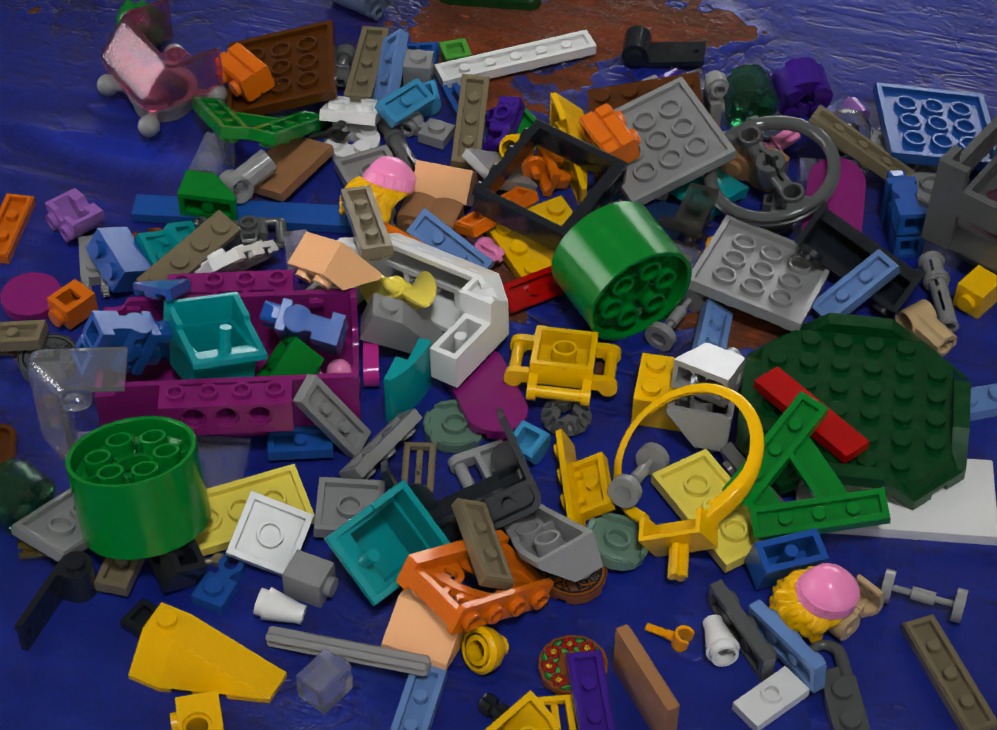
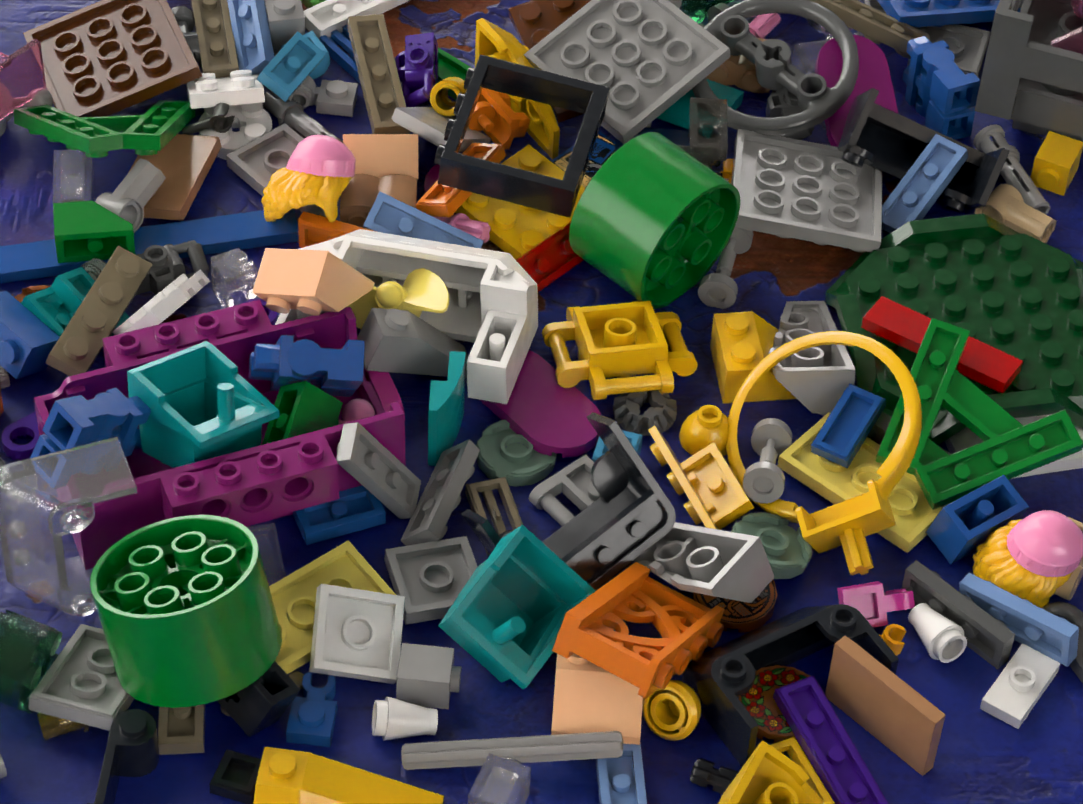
camera: 20 degrees left, 0 degrees up
(156, 289) = (108, 357): blue tile -> none
(245, 73) = (74, 66): orange brick -> none
(366, 223) = (329, 222): dark tan plate -> none
(482, 544) = (633, 582): dark tan tile -> none
(587, 619) = (731, 667): none -> black windscreen
(605, 439) = (704, 428): none -> yellow brick
(608, 132) = (569, 54): orange brick -> none
(671, 606) = (874, 602): none -> dark pink plate
(709, 365) = (804, 312): light grey torso -> none
(712, 462) = (848, 425): none -> blue tile
(713, 325) = (780, 277): medium blue plate -> none

